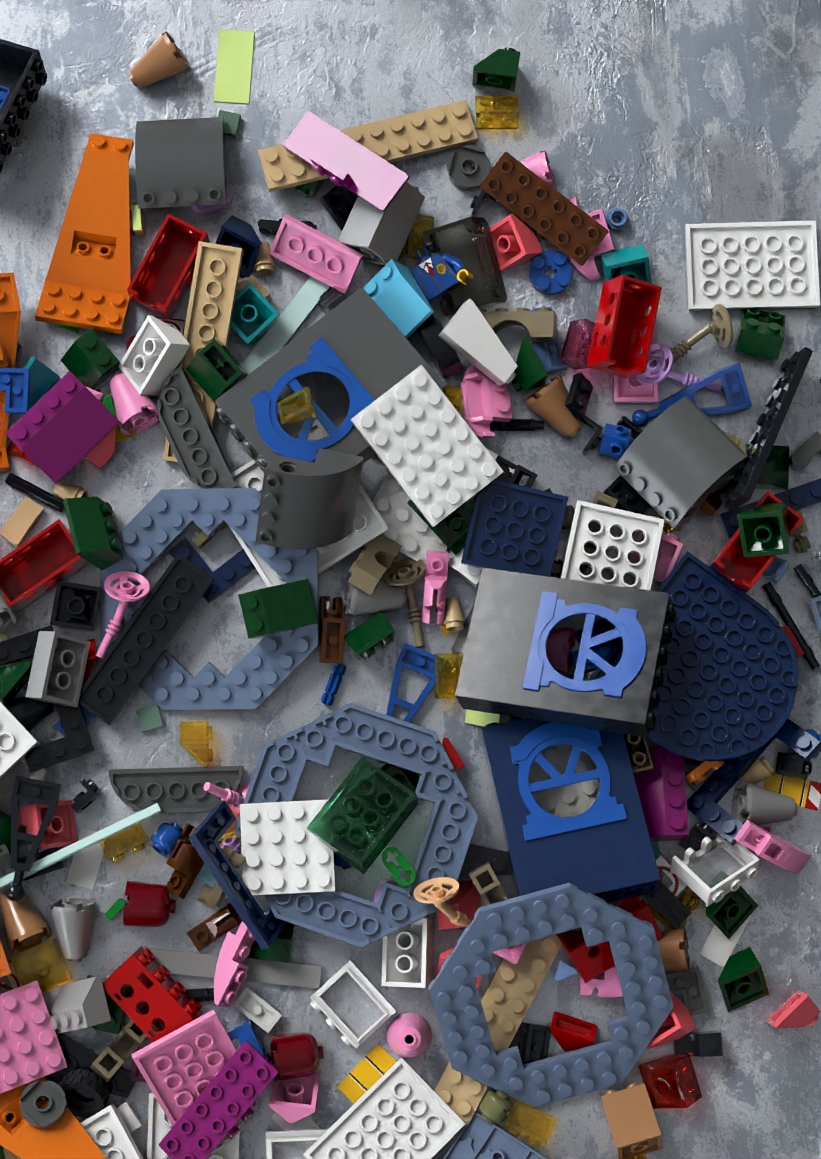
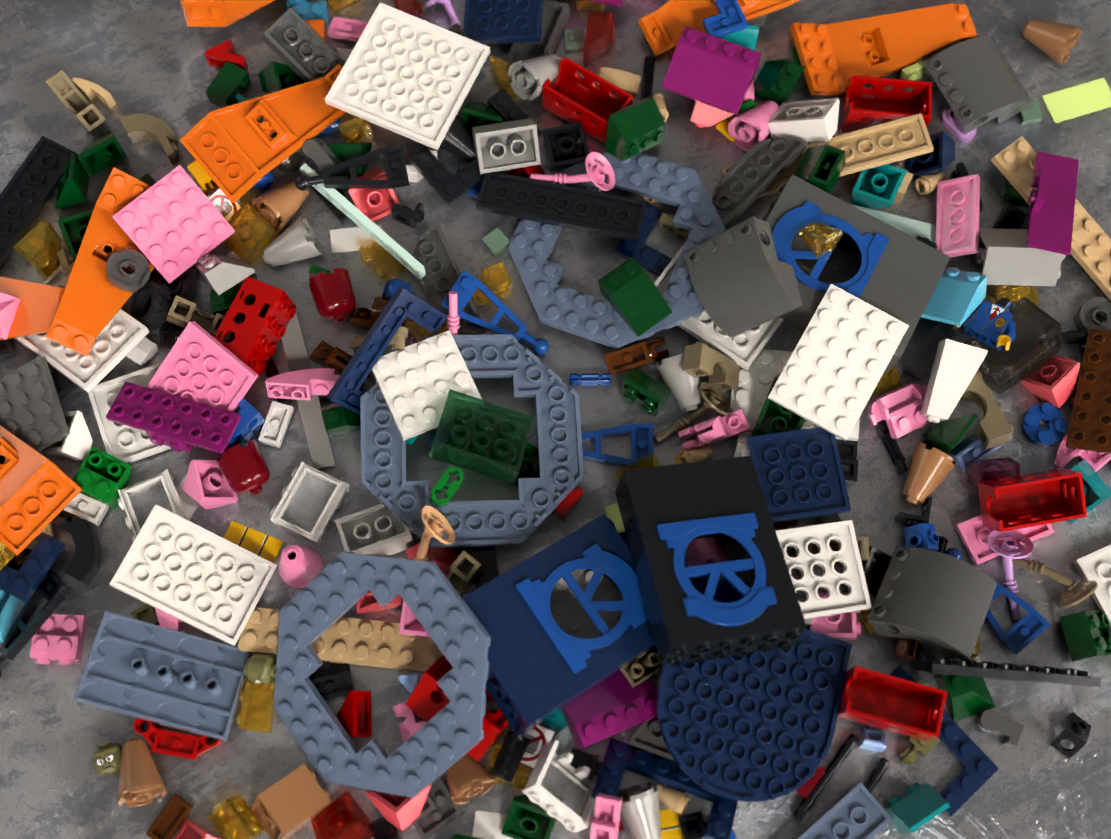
camera: 65 degrees right, 10 degrees down
(197, 772) = (466, 287): none -> blue plate
(579, 395) = (946, 489): black plate -> none
(698, 773) = (647, 737): orange plate -> none
(765, 530) = (908, 703): dark green slope -> none

